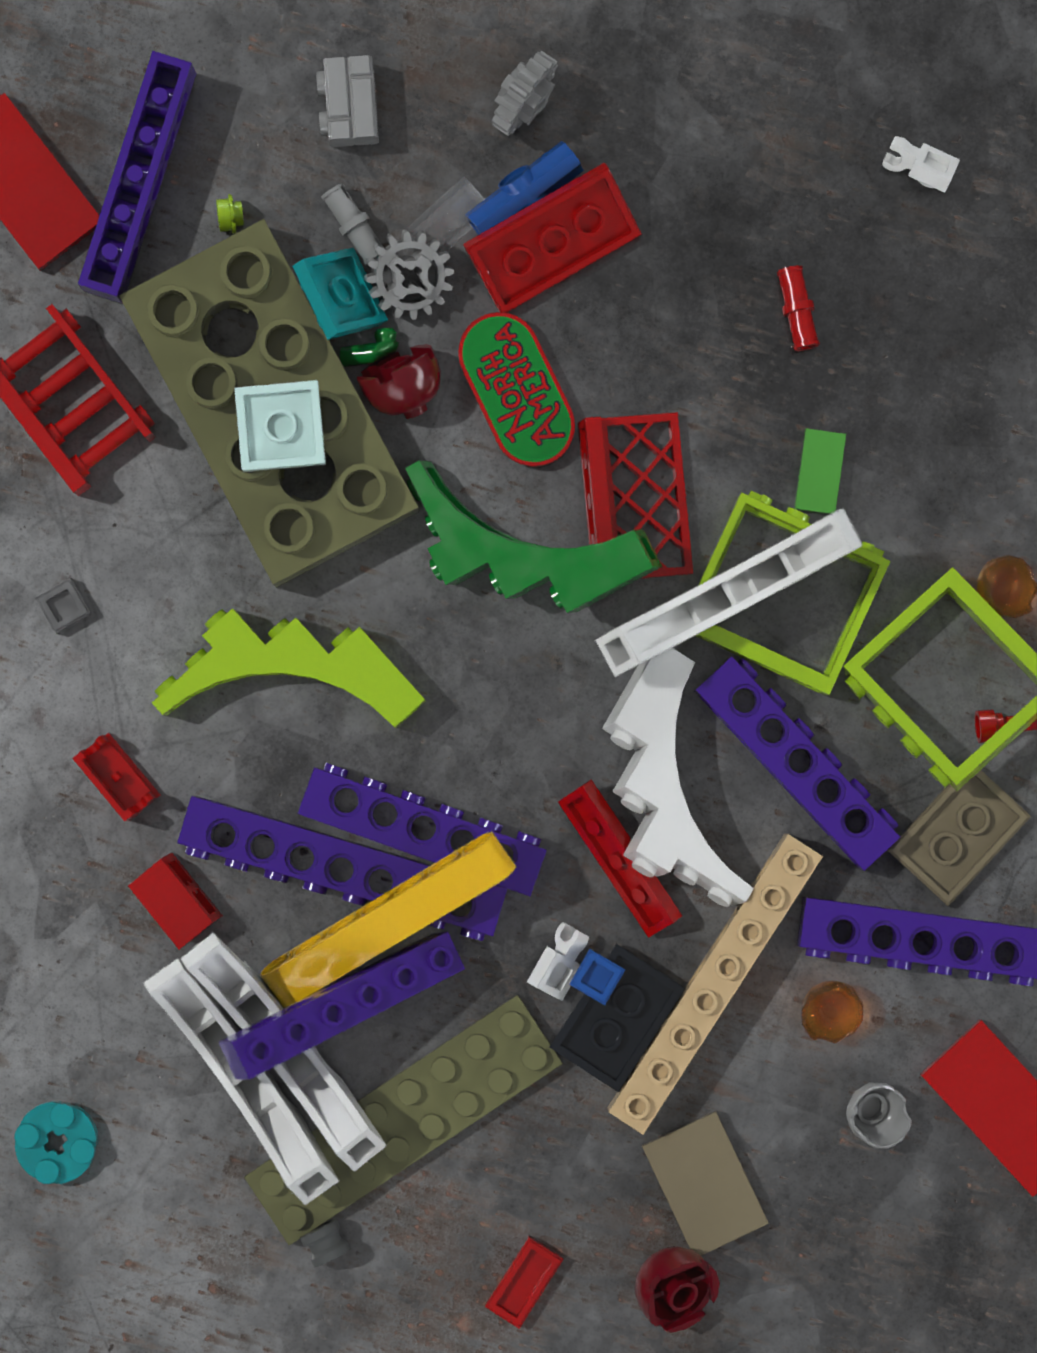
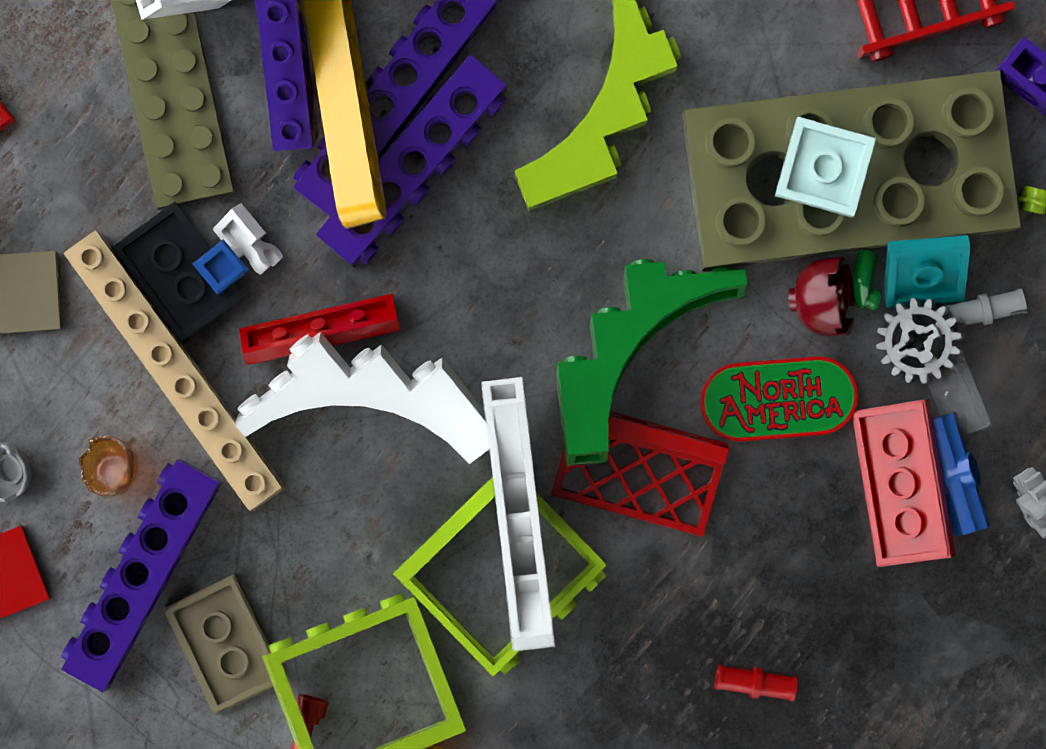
camera: 105 degrees right, 0 degrees up
(820, 471) = (599, 645): bright green tile -> none
(860, 847) = (245, 551): dark purple brick -> none

